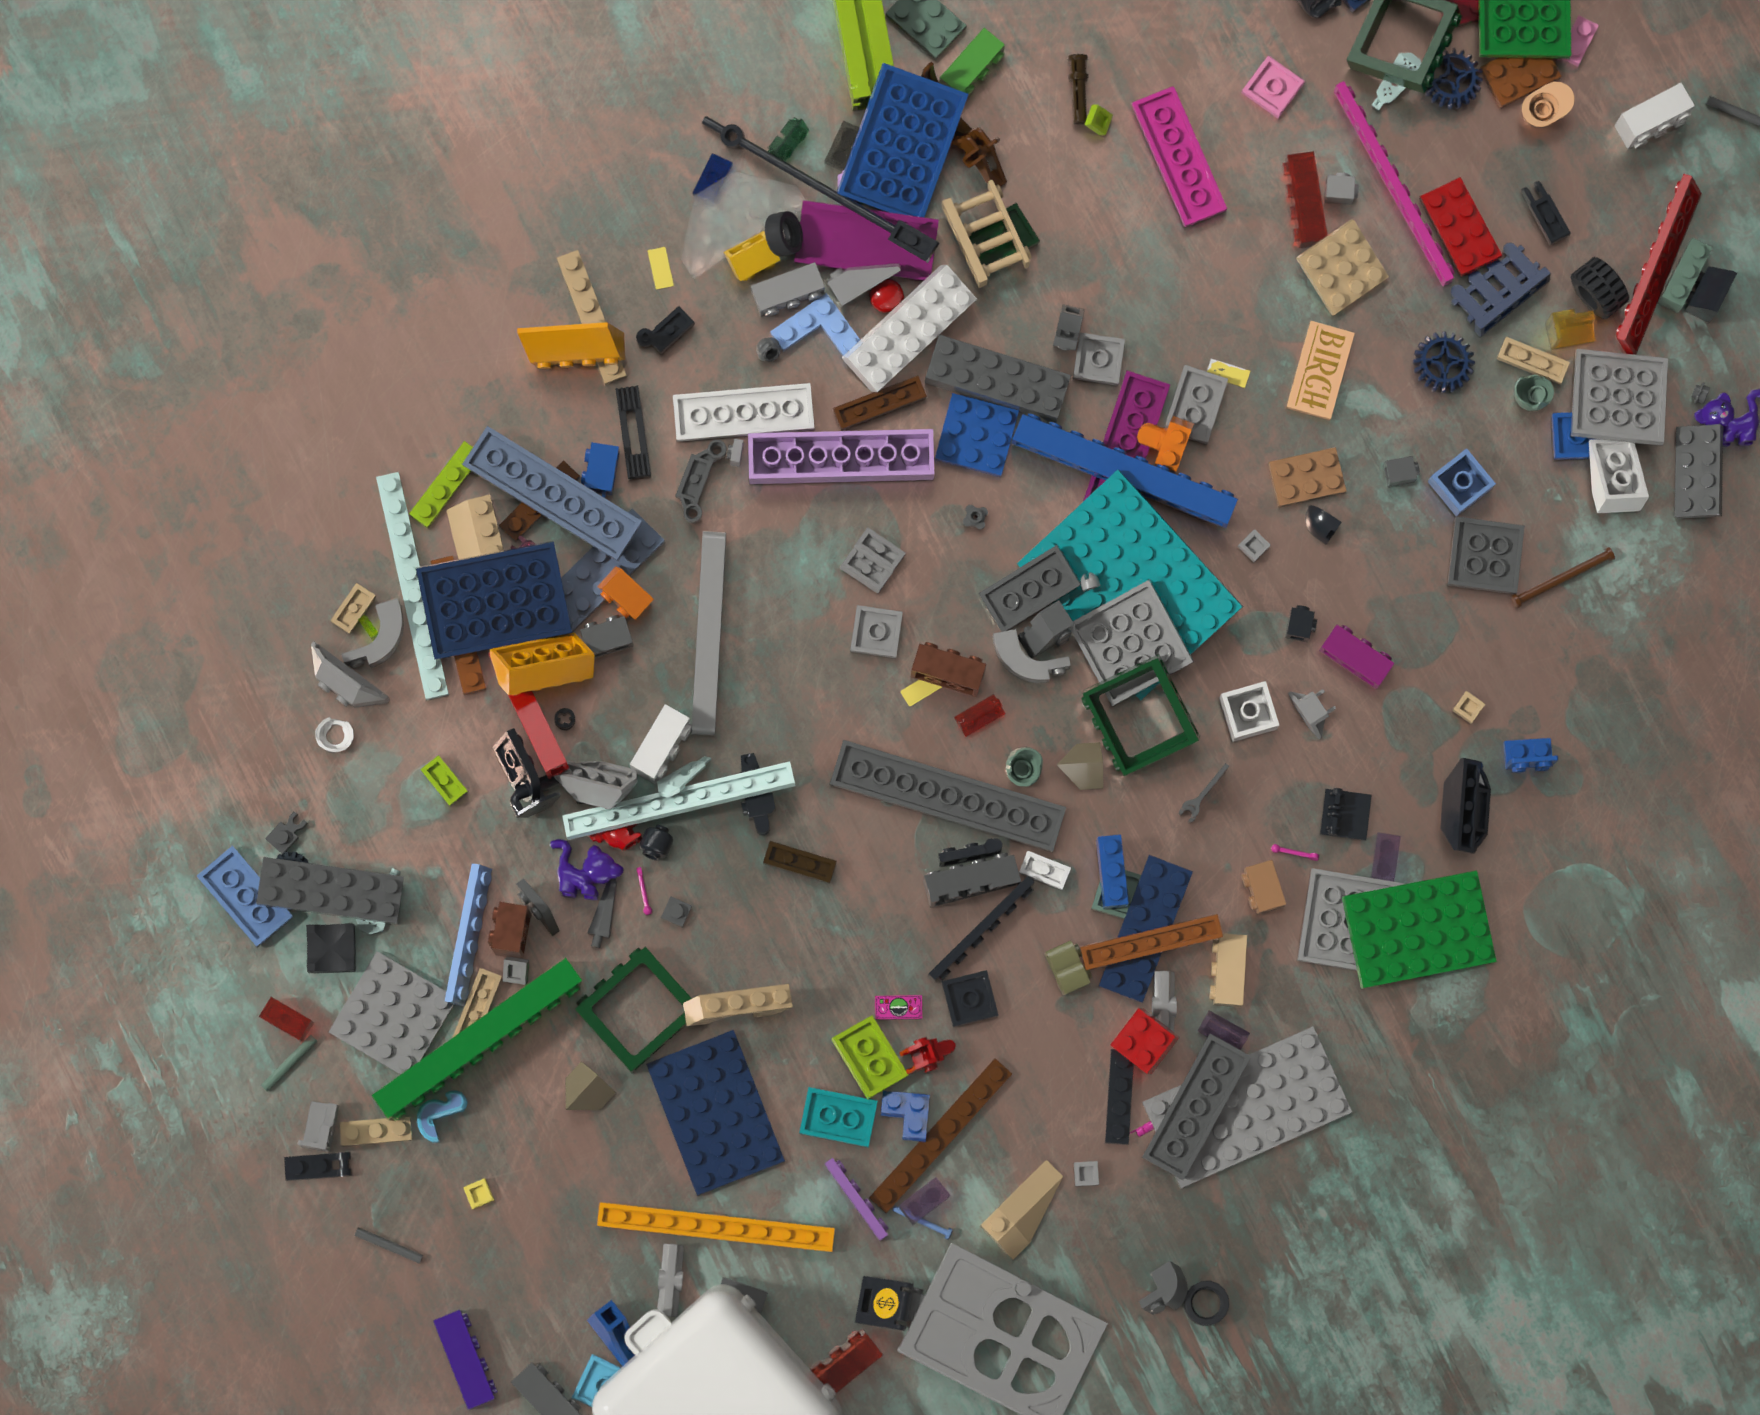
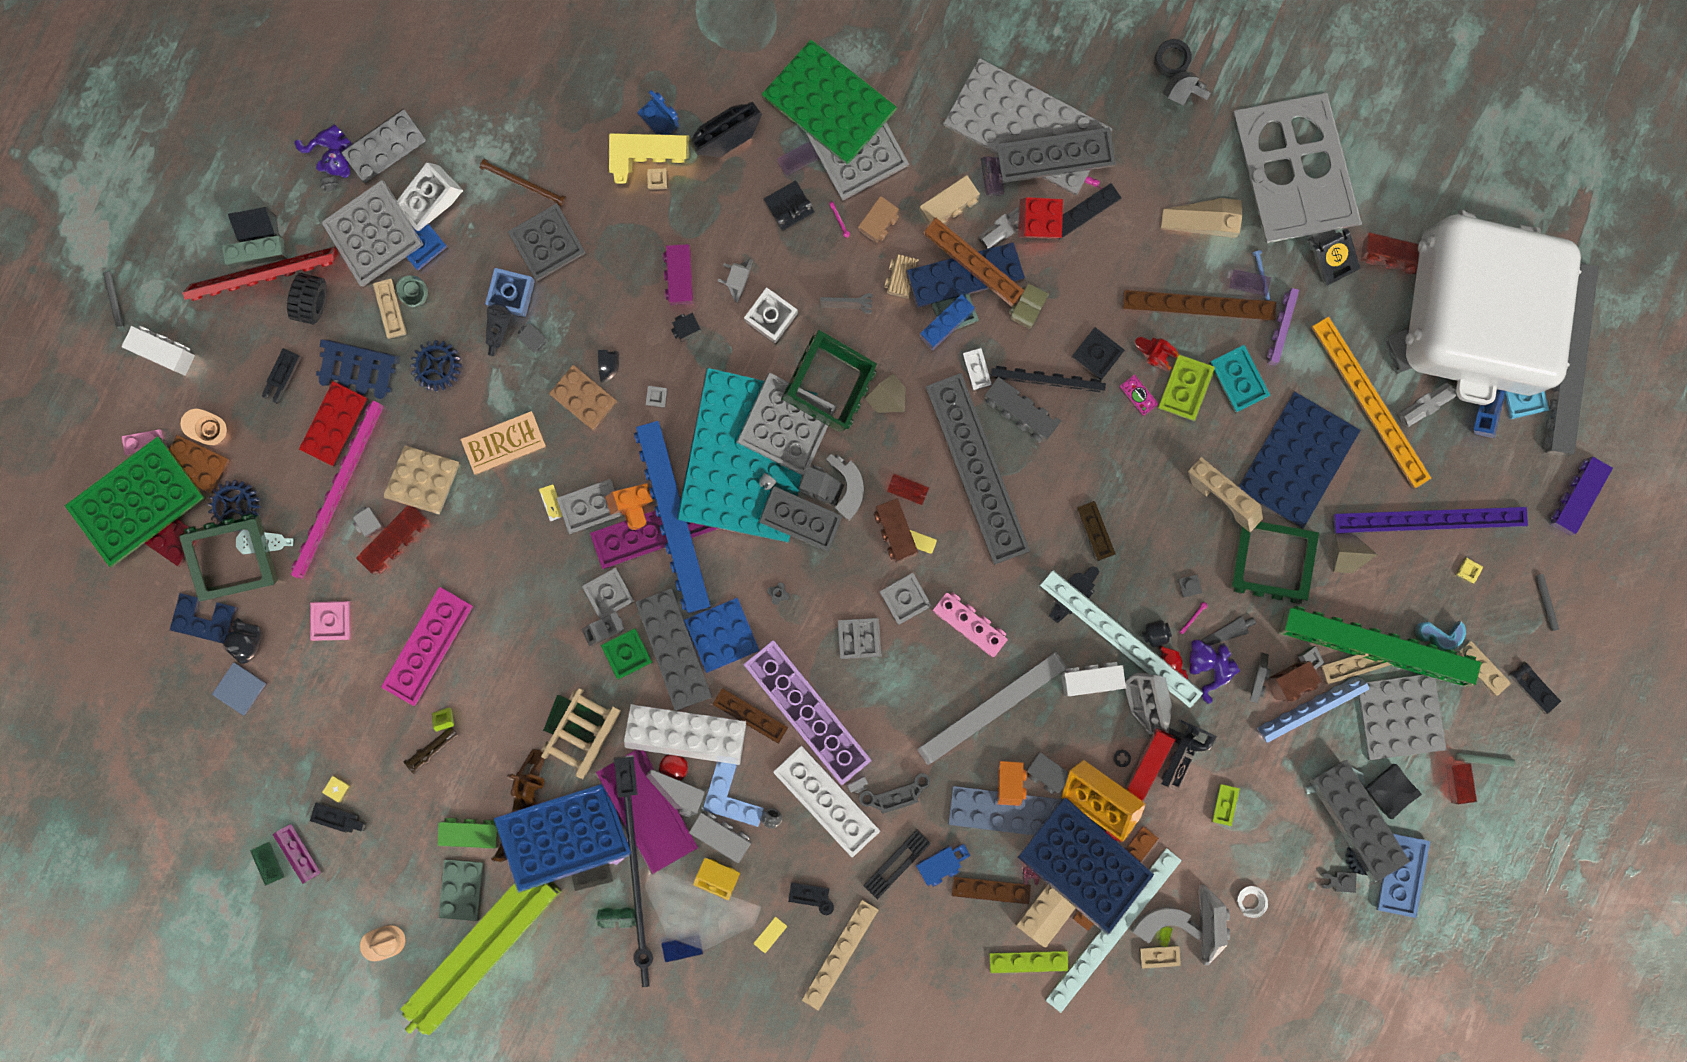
camera: 120 degrees left, 5 degrees up
(320, 1126) = (1512, 705): light grey panel -> none
(552, 493) = (982, 884): sand blue plate -> none
(557, 1193) = (1430, 520): none -> dark purple plate
(573, 344) = (873, 949): light orange slope -> none
(678, 779) = (1111, 650): light aqua piece -> none
(774, 228) = (678, 865): black tyre -> none
(804, 672) = (969, 624): none -> bright pink brick
(910, 1107) = (1197, 334): plate -> none
(971, 852) = (1001, 424): black hinge -> none
(1024, 766) = (920, 433): sand green hair -> none
(1028, 333) = (626, 654): none -> green plate
(1086, 1173) = (1151, 194): light grey plate -> none
(1189, 857) = (898, 282): none -> tan brick
(1443, 452) = (500, 322): none -> black piece
(1512, 708) = (643, 146): none -> light yellow hinge
(1570, 328) = (350, 300): clear yellow panel -> none

